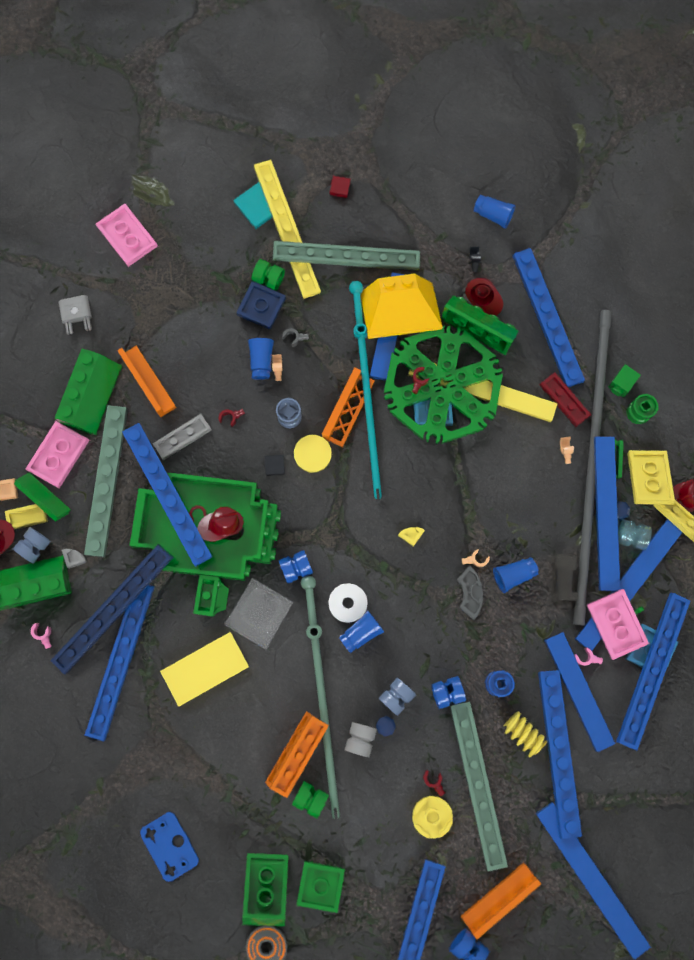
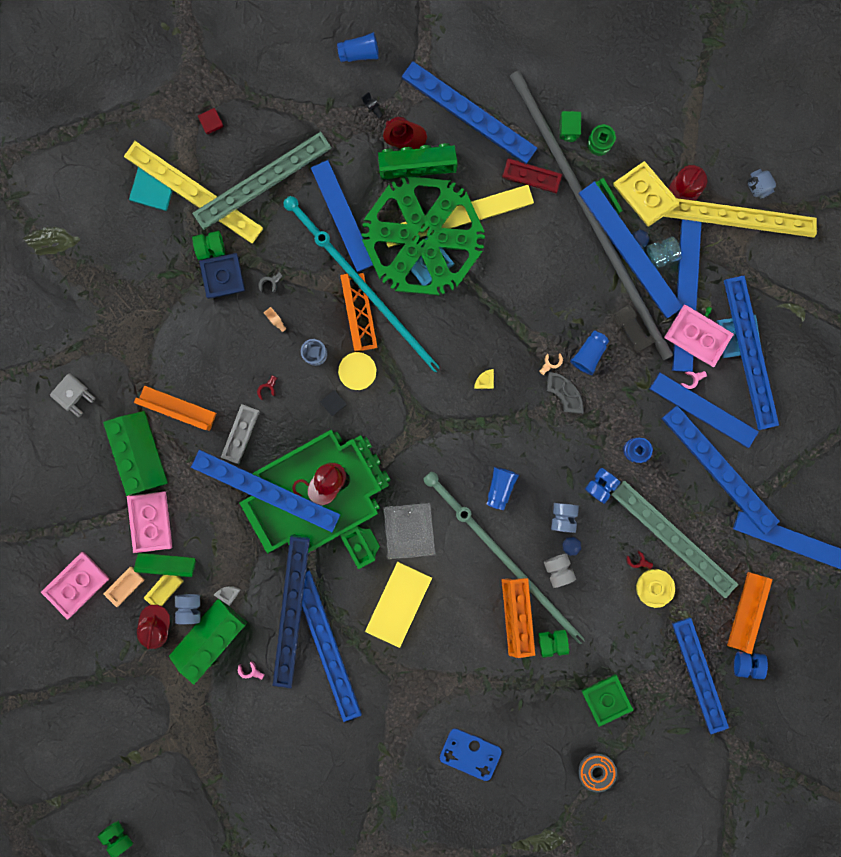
camera: 30 degrees left, 10 degrees up
(106, 481) = (205, 514): sand green plate -> none
(126, 235) = (60, 295): bright pink tile -> none
(260, 357) = (256, 322): blue plant -> none
(265, 890) = (567, 732): green slope -> none
(295, 566) = (411, 473): blue wheel -> none
(348, 591) = (481, 463): white tile -> none
(400, 306) = (340, 194): yellow slope -> none
(417, 383) = (403, 252): dark red piece -> none
(524, 734) = (684, 474): light yellow piece -> none
(566, 449) = (562, 219): light nougat piece -> none

